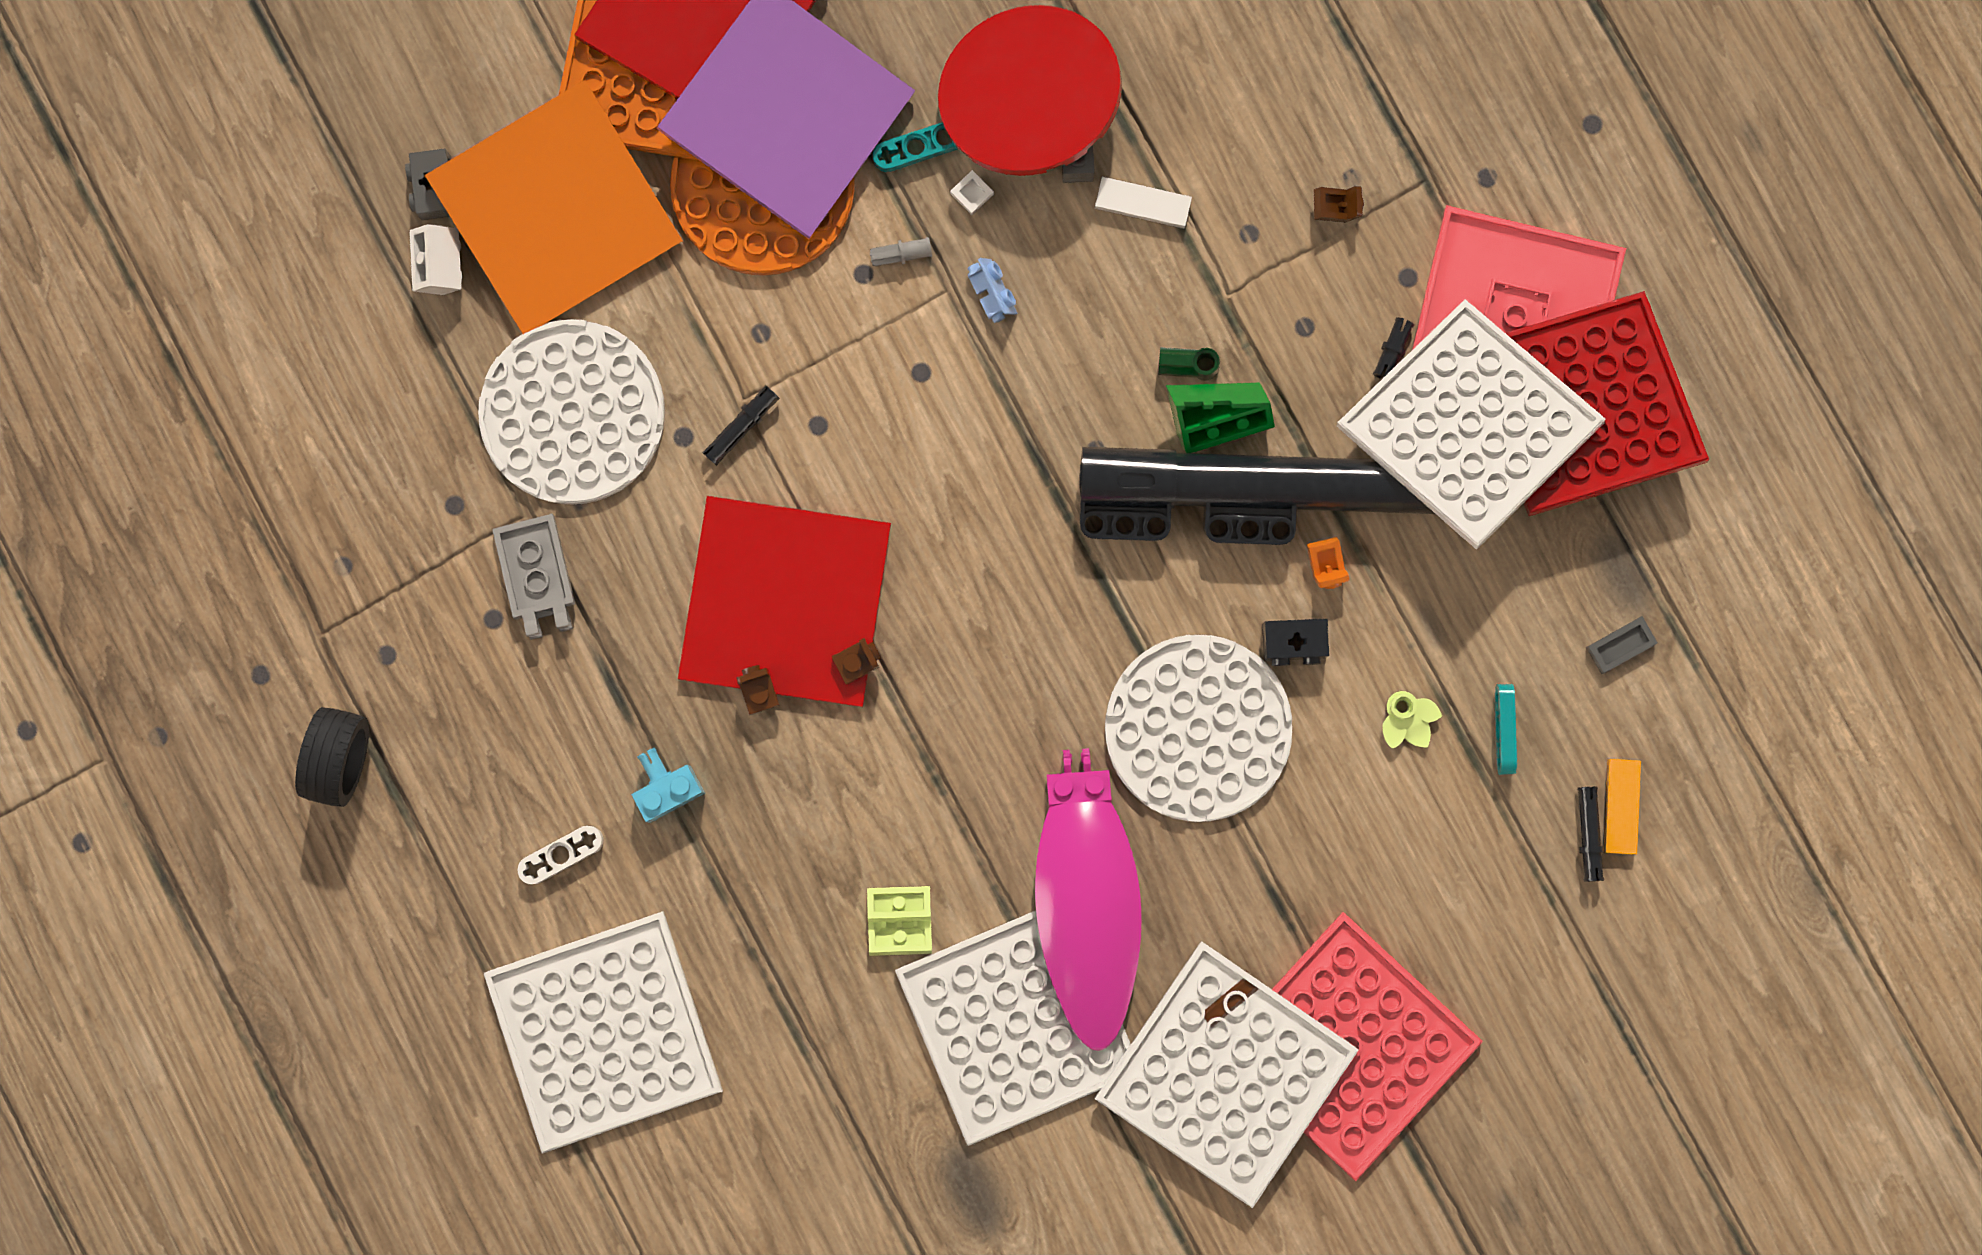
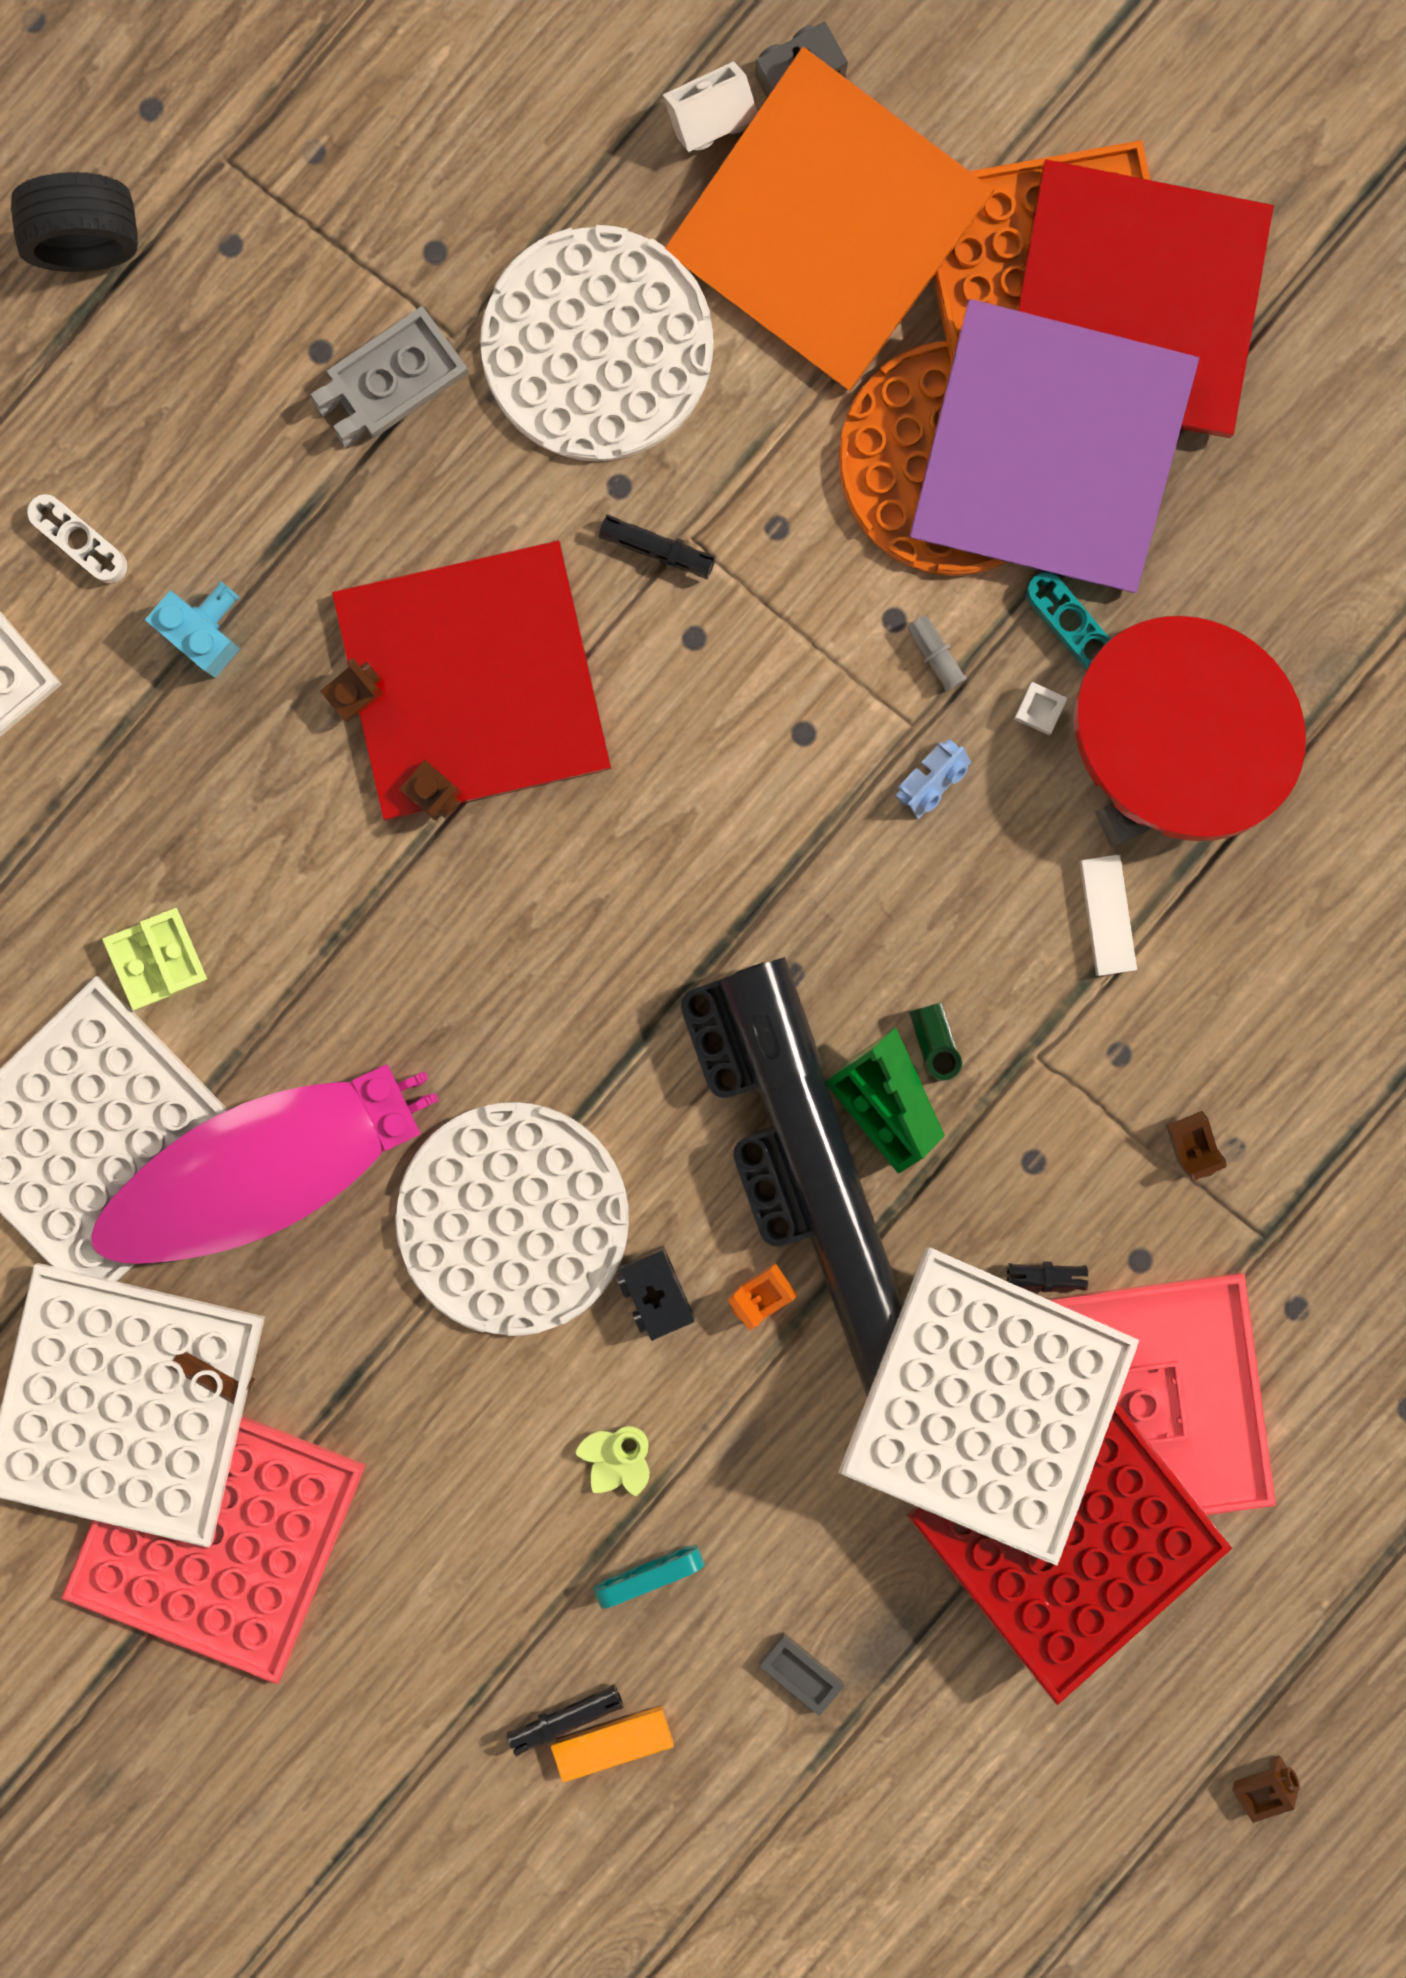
camera: 70 degrees right, 5 degrees up
(1836, 334) = (1268, 1791): none -> reddish brown bracket

